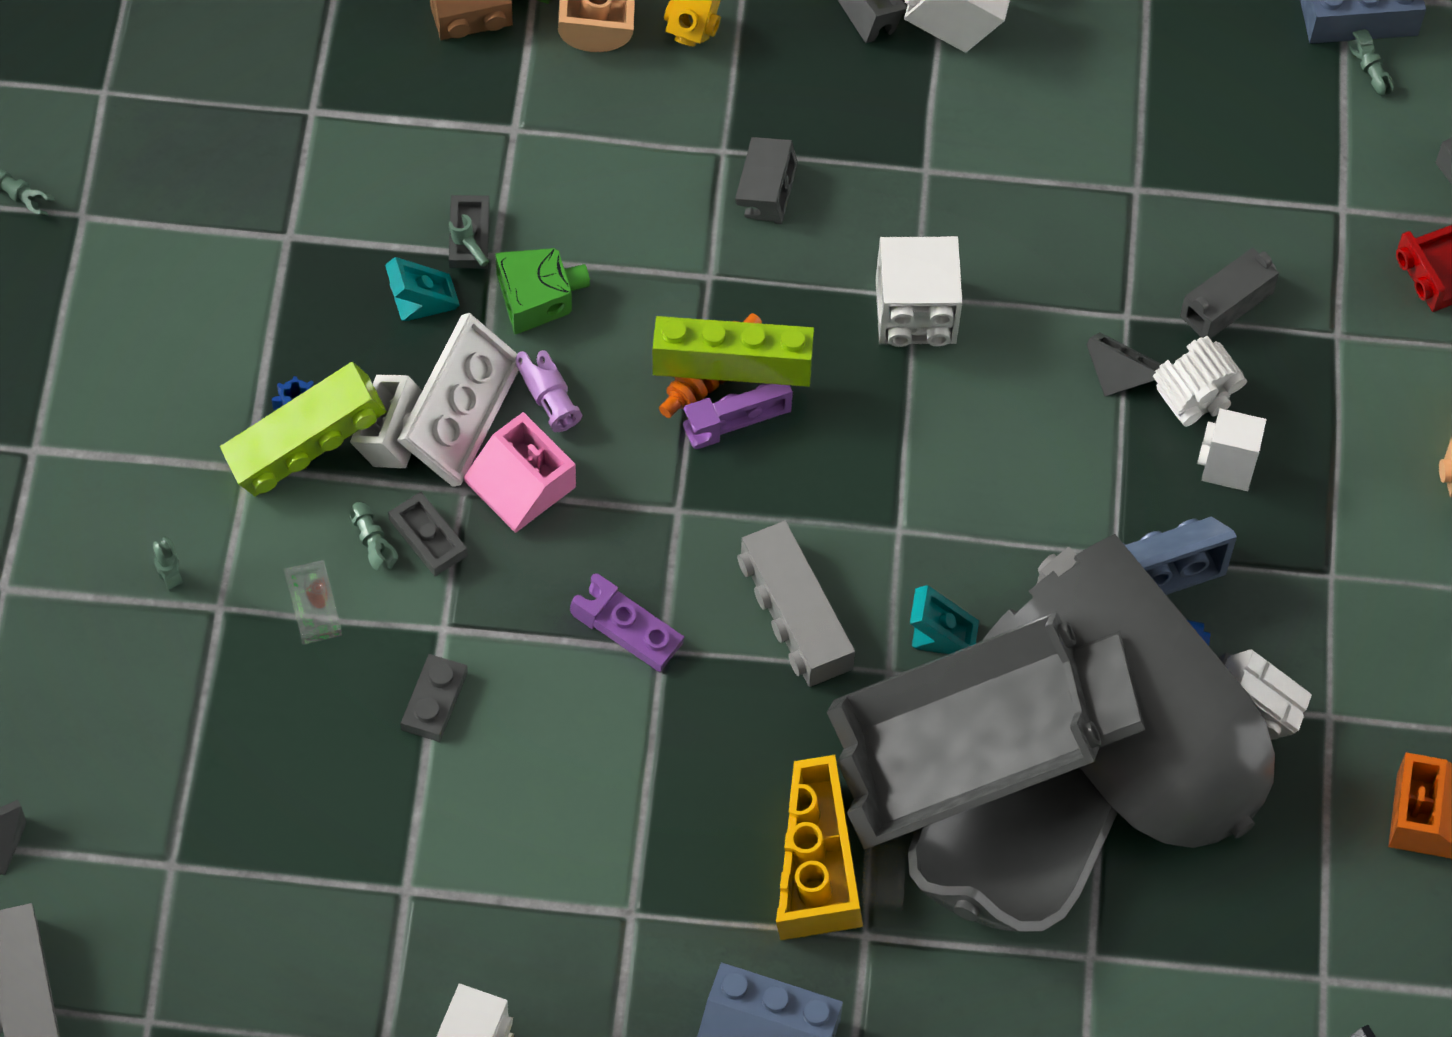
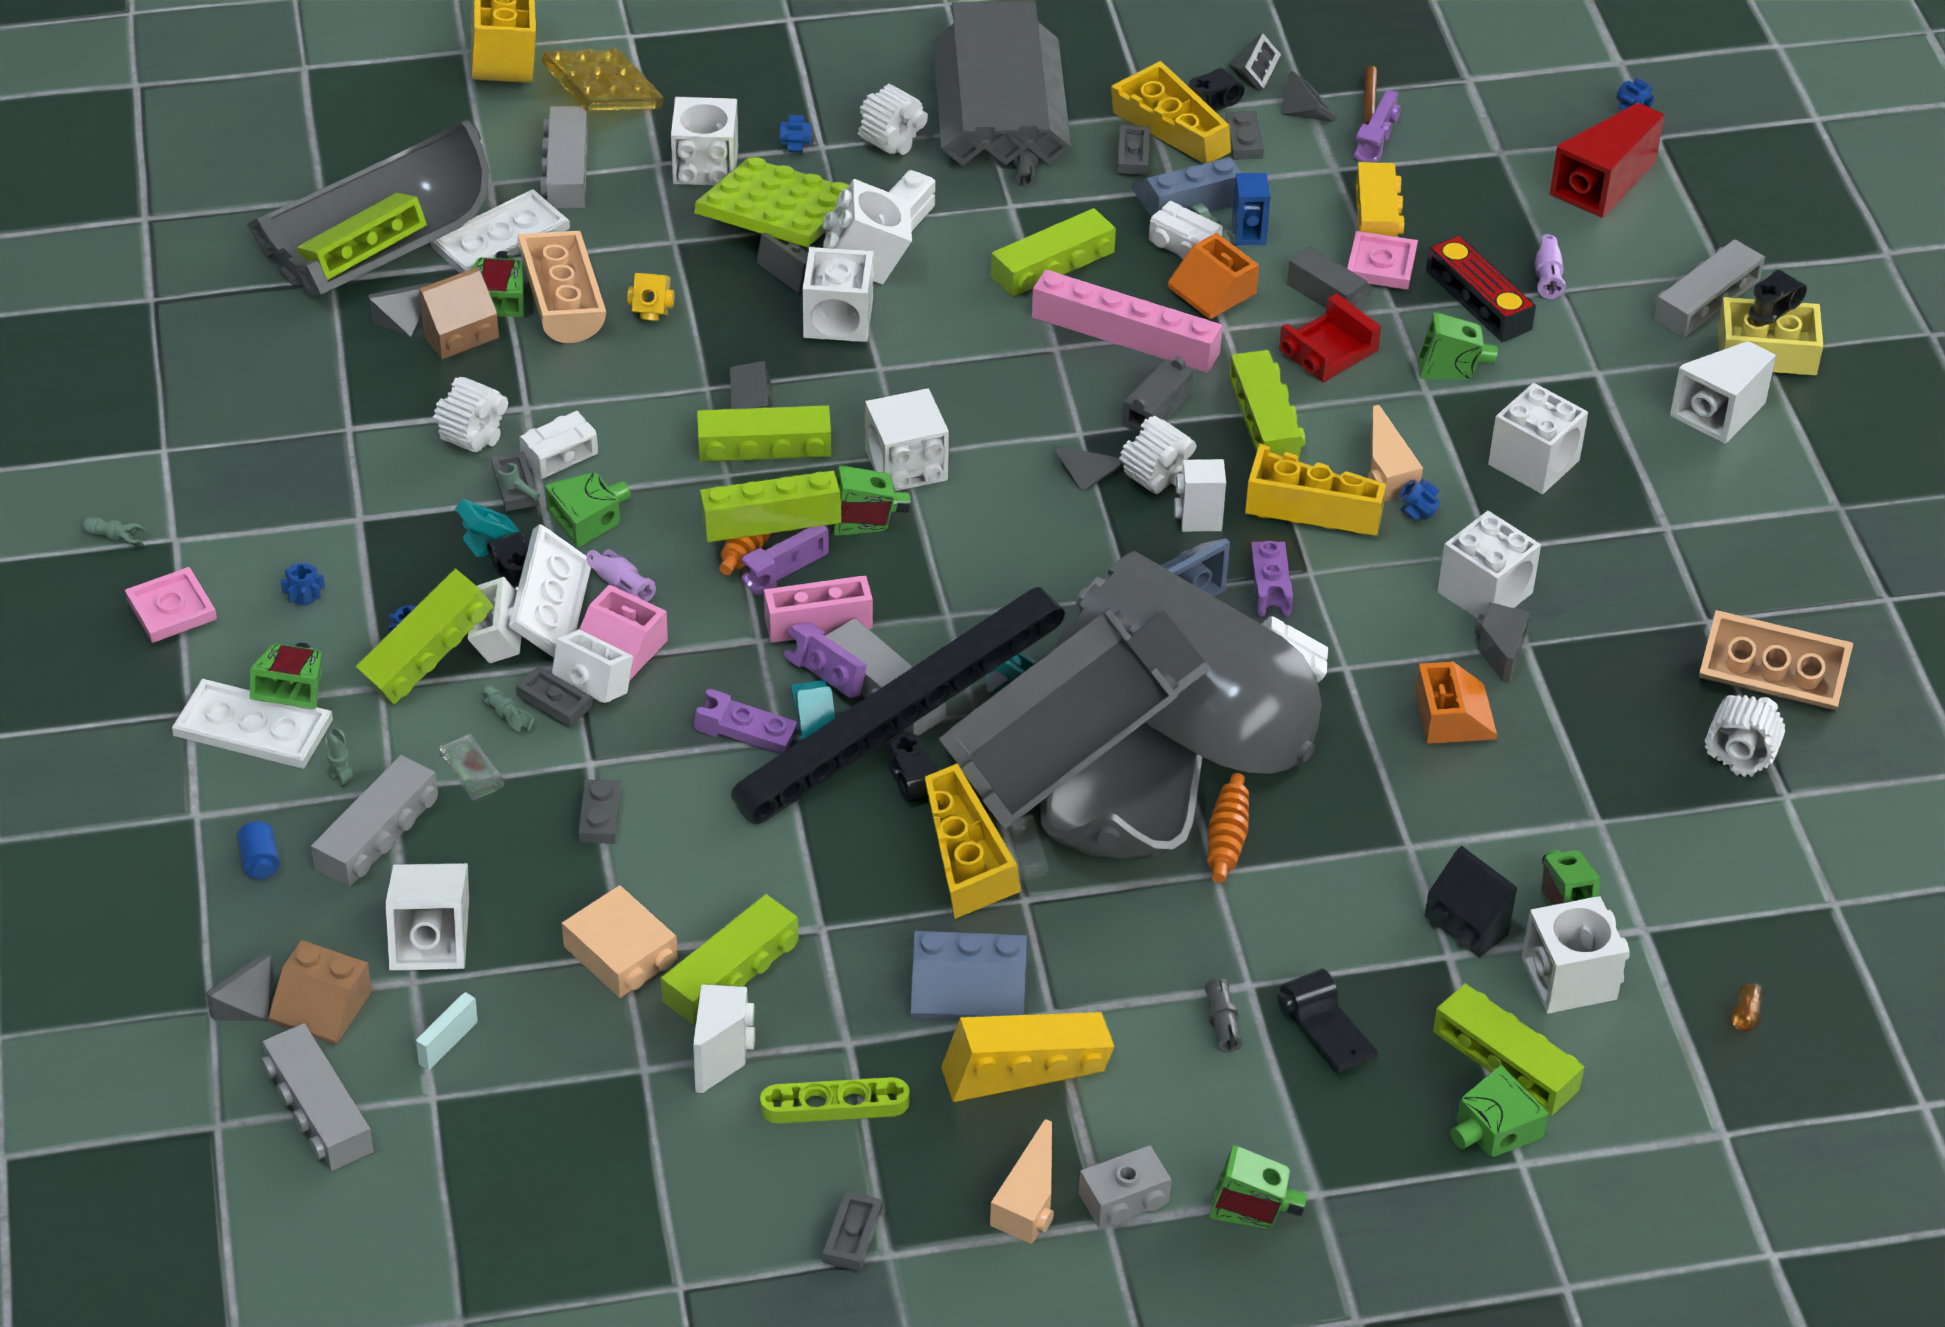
camera: 15 degrees left, 15 degrees down
(50, 306) = (170, 604): none -> bright pink plate
(51, 658) = (258, 850): none -> blue brick
(63, 861) = (321, 991): none -> medium nougat slope
(95, 484) = (267, 730): none -> white tile
(146, 437) = (287, 676): none -> bright green torso
(183, 946) = (446, 1030): none -> light aqua tile
(186, 651) = (374, 821): none -> light grey brick
(198, 315) = (302, 584): none -> blue gear
(205, 791) = (427, 916): none -> white slope
(402, 880) = (620, 941): none -> light nougat brick
(432, 332) = (508, 556): none -> black piece
(442, 136) = (470, 415): none -> white brick
(477, 509) = (592, 666): none -> white brick
(516, 934) = (731, 955): none -> lime brick
(531, 194) = (559, 444): none -> white brick
(707, 625) = (812, 706): none -> teal slope
(737, 564) = (826, 659): none -> medium lavender plate
(749, 494) = (820, 603): none -> bright pink brick
(764, 235) = (764, 433): none -> lime brick
(793, 736) = (910, 765): none -> black piece
(796, 656) = (897, 705): none -> black beam
(848, 360) = (867, 501): none -> bright green torso
(901, 69) = (838, 294): none -> white brick
(1121, 906) = (1228, 827): none -> orange piece
(1172, 59) = (1054, 249): none -> lime brick
(1227, 178) = (1126, 320): none -> bright pink brick
(1282, 572) = (1271, 577): none -> medium lavender plate
(1335, 68) = (1180, 228): none -> white brick
(1348, 141) = (1215, 276): none -> orange slope
(1350, 337) = (1265, 403): none -> lime brick
(1363, 475) = (1313, 494): none -> yellow wedge
(1420, 57) = (1251, 208): none -> blue brick

